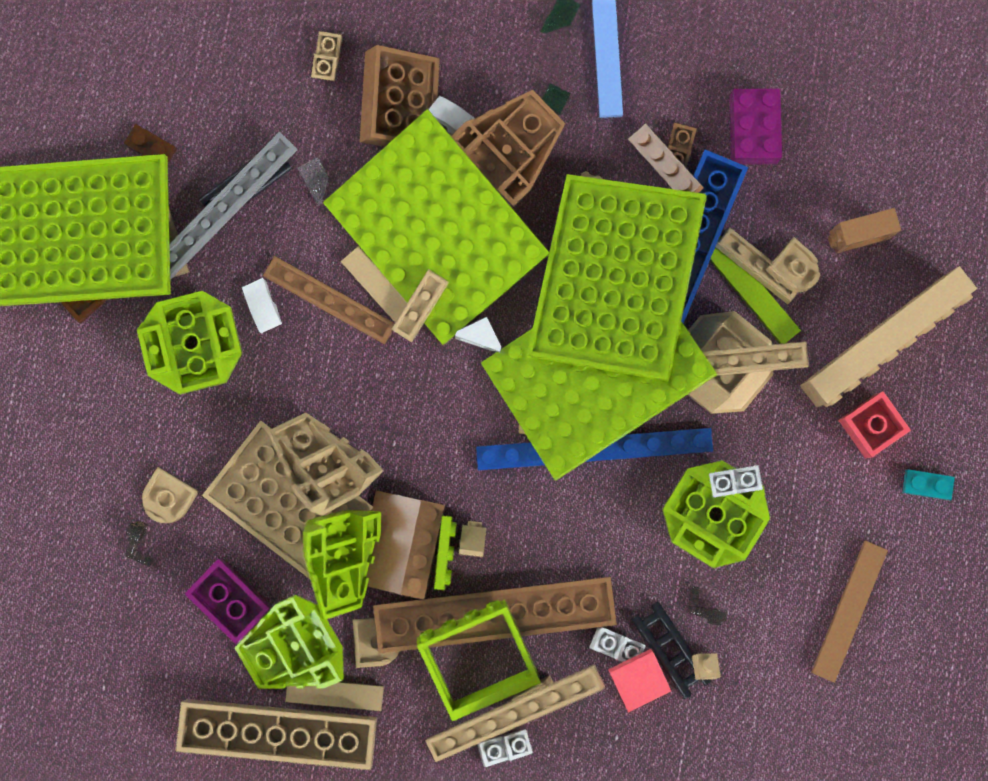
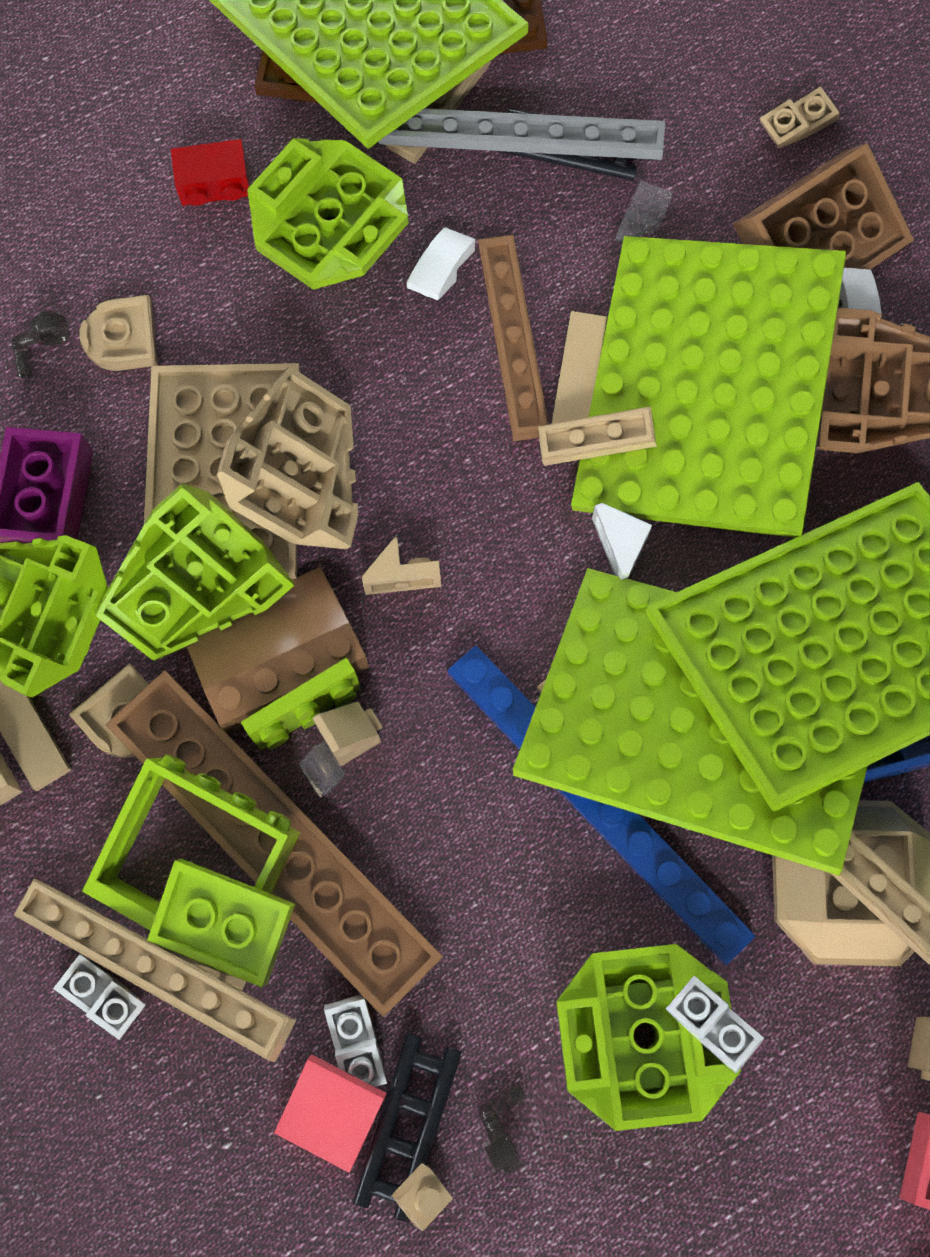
camera: 55 degrees right, 10 degrees down
(112, 383) = (210, 172): none -> red brick
(407, 460) = (390, 576): none -> tan slope
(479, 566) = (322, 769): none -> clear tile
(521, 666) = (221, 922): none -> lime plate

